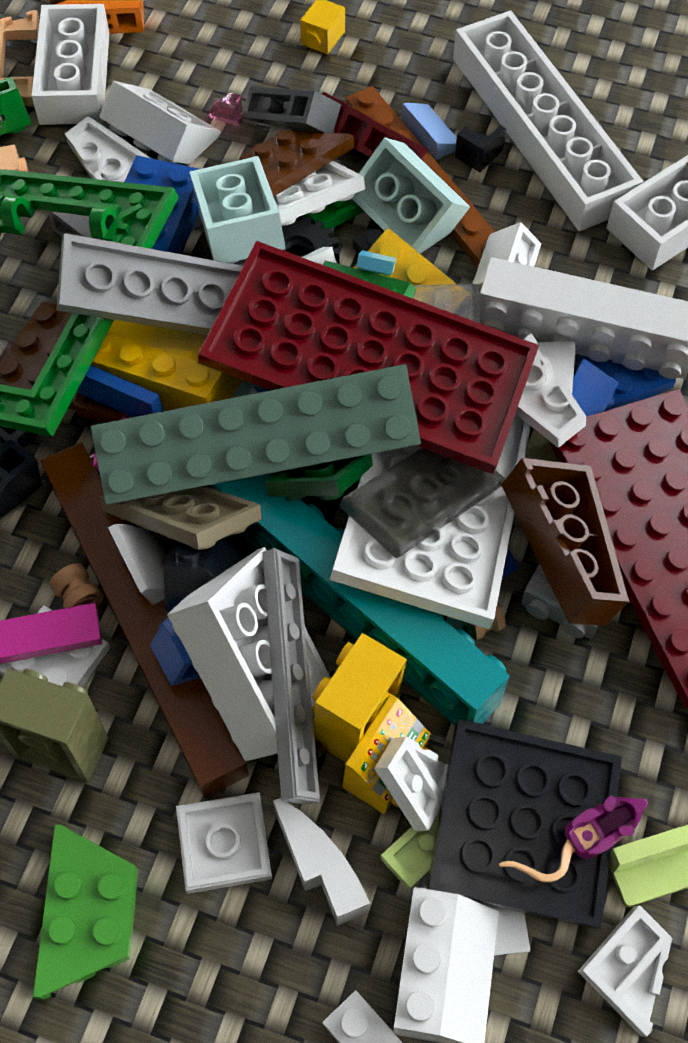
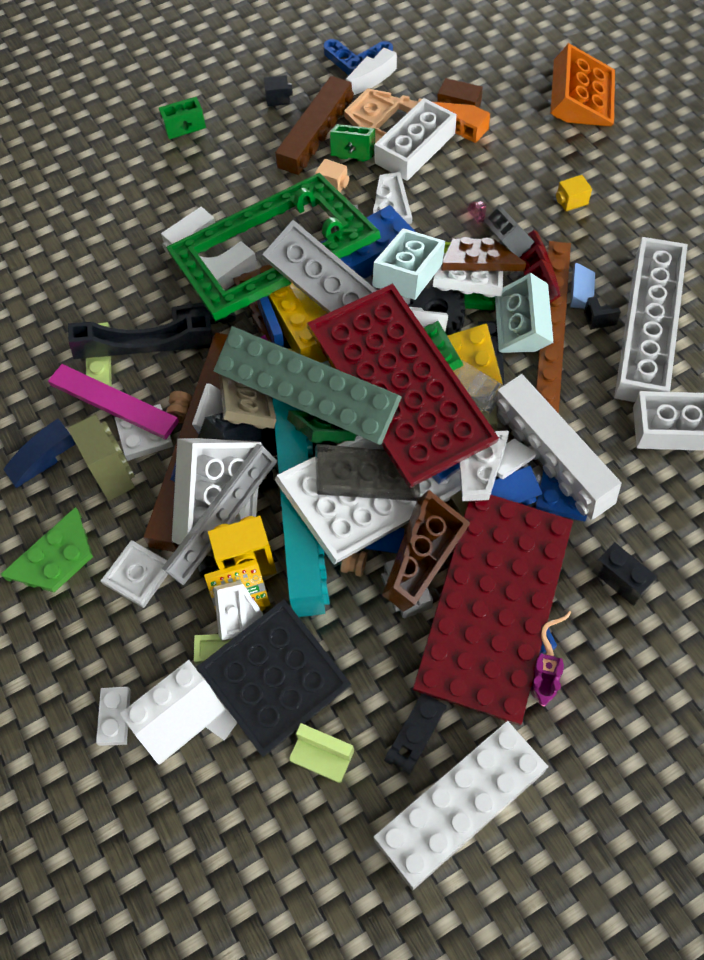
camera: 45 degrees right, 0 degrees up
(156, 123) = (433, 196): white slope -> none
(321, 863) = (165, 618): white slope -> none
(376, 263) = (459, 337): medium azure tile -> none
(510, 244) = (554, 383): white panel -> none
(593, 833) = (292, 705): magenta animal -> none
(629, 968) = (259, 788): white wing -> none

